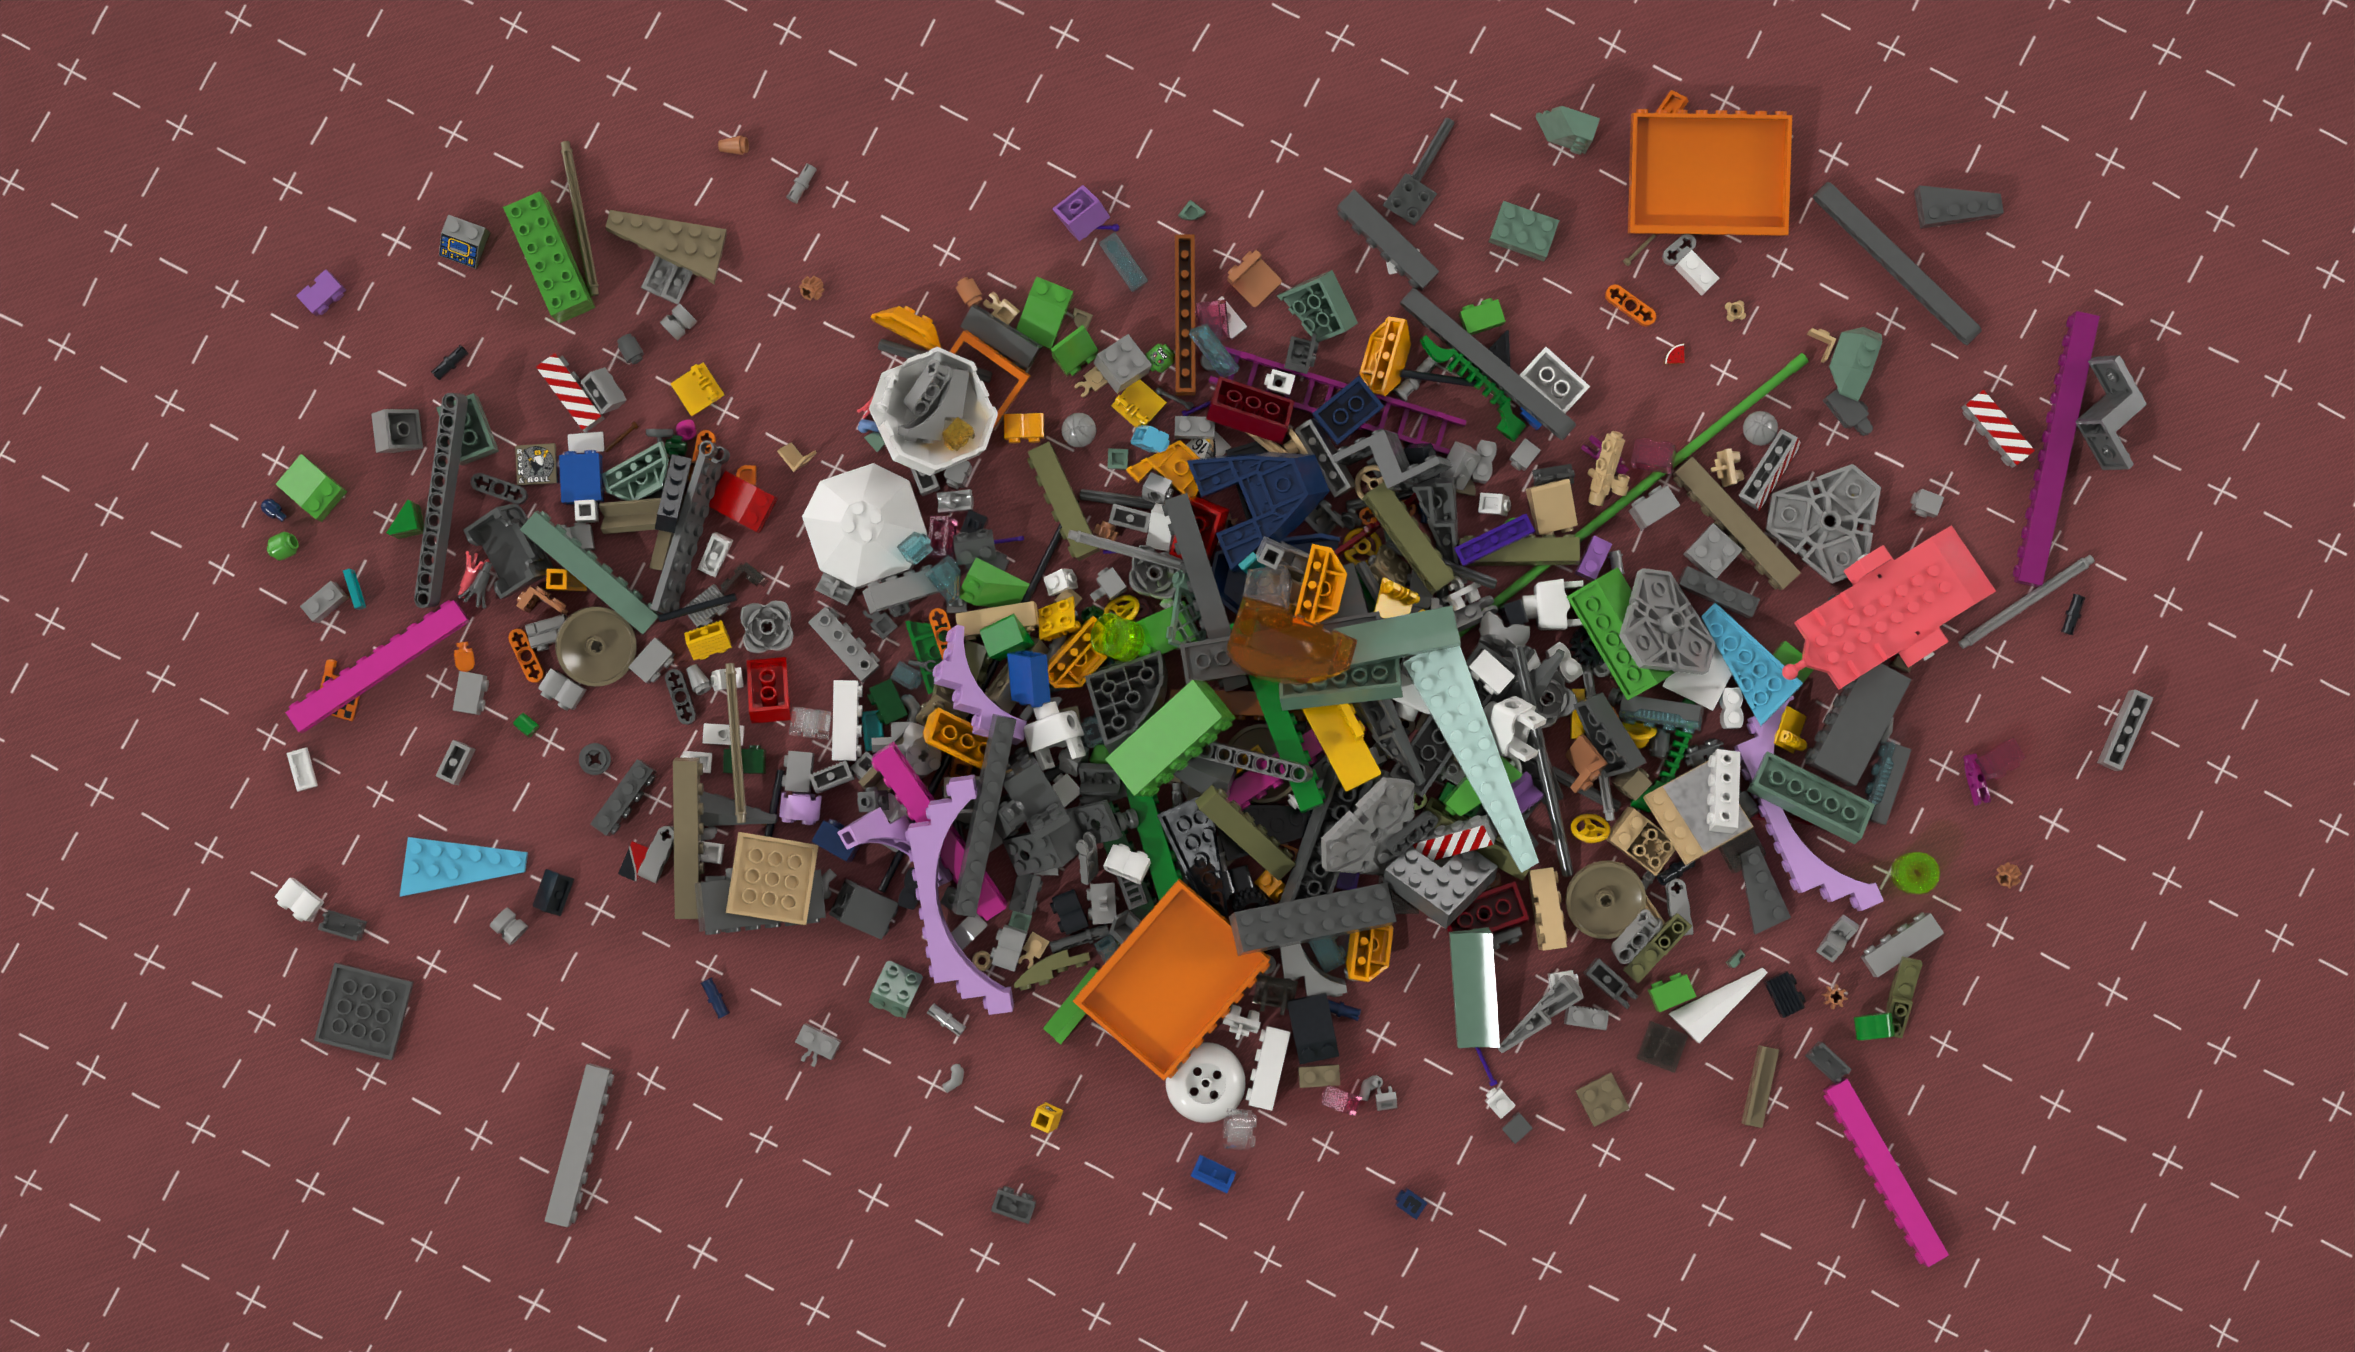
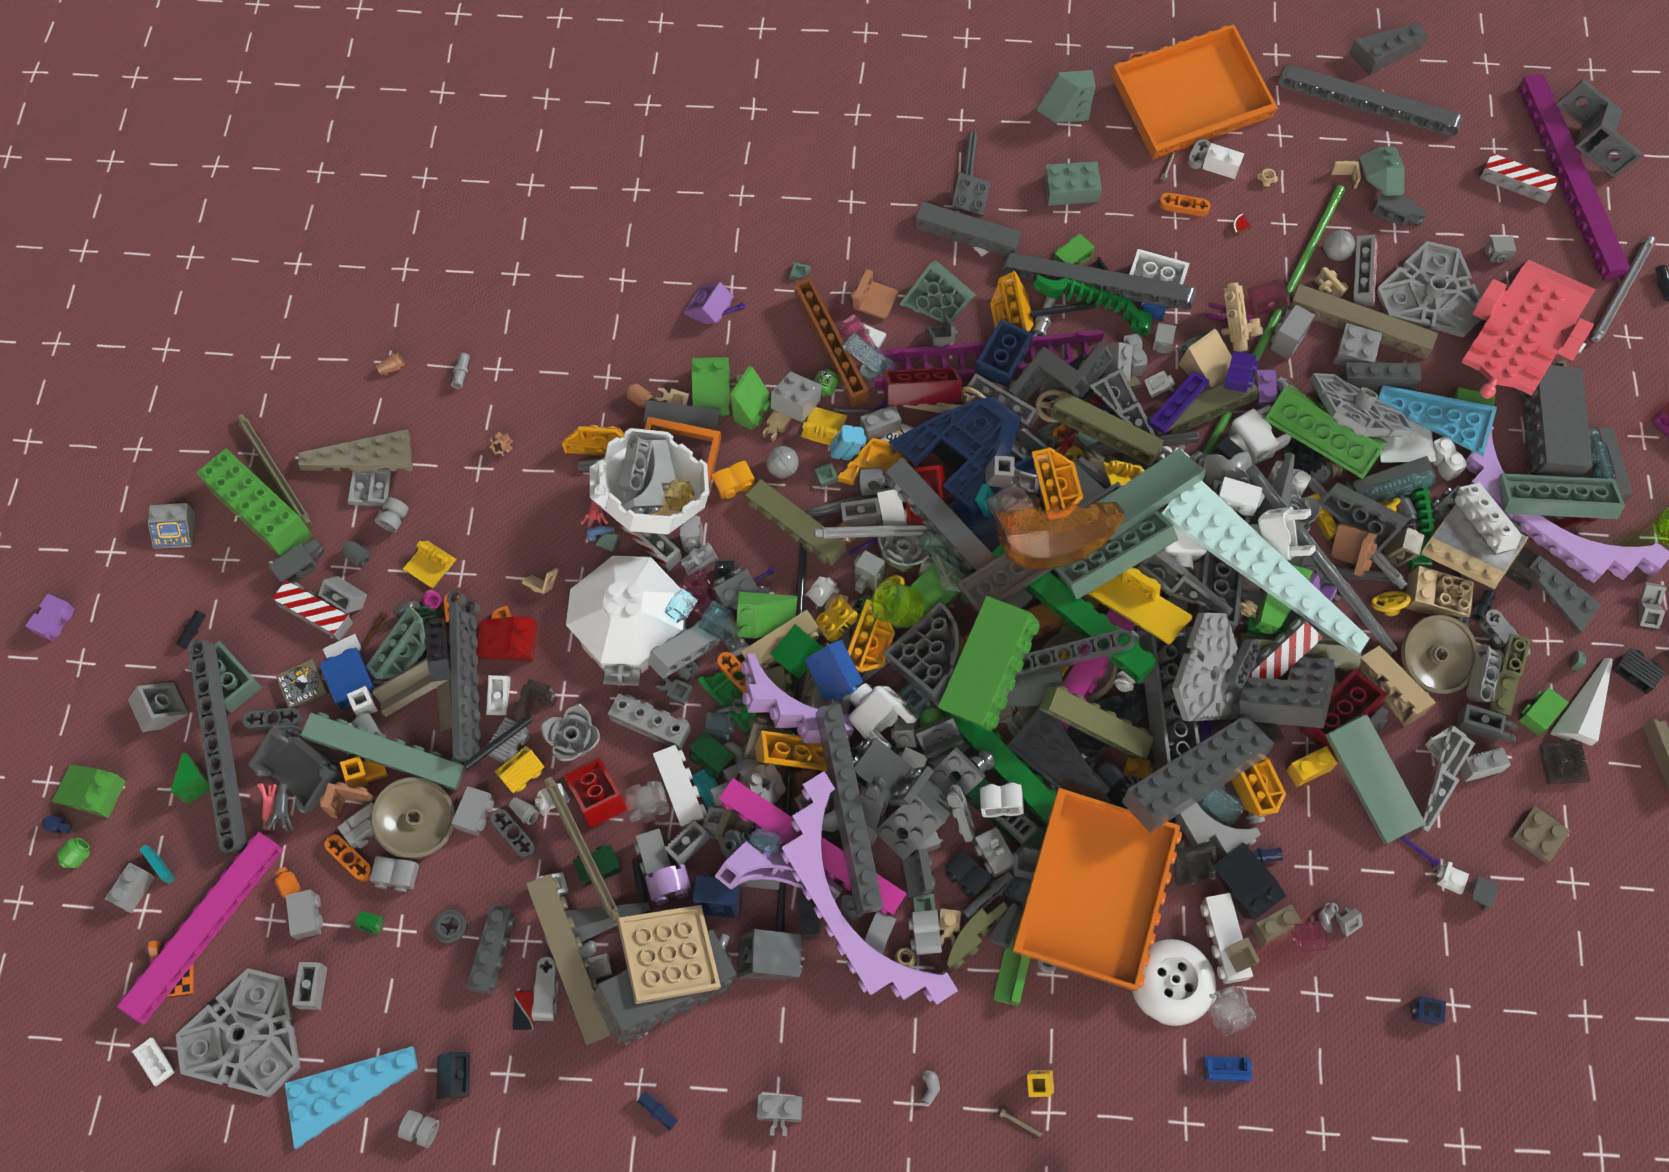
camera: 20 degrees left, 20 degrees down
(404, 758) = (262, 1056): none -> light grey plate
(569, 335) = (297, 562): none -> dark grey hinge
(719, 734) = (562, 853): white plate -> none
(895, 989) = (834, 1023): sand green bracket -> none
(897, 813) = (765, 841): none -> clear light blue brick
(946, 1019) = (896, 1030): light grey pin -> none
(1006, 1126) = (1003, 1114): none -> dark tan piece
(1079, 976) = (1005, 929): none -> dark grey slope
(1123, 262) = (760, 326): clear light blue plate -> none
(1242, 1025) = (1179, 909): white hips -> none
(1269, 1090) = (1242, 955): none -> dark tan panel
(1286, 379) = (935, 358): white brick -> none
(1428, 950) = (1311, 766): none -> yellow brick
(1445, 782) = (1248, 608): none -> tan plate
(1570, 536) = (1240, 372): none -> dark purple brick
(1789, 731) = (1508, 457): yellow hinge -> none

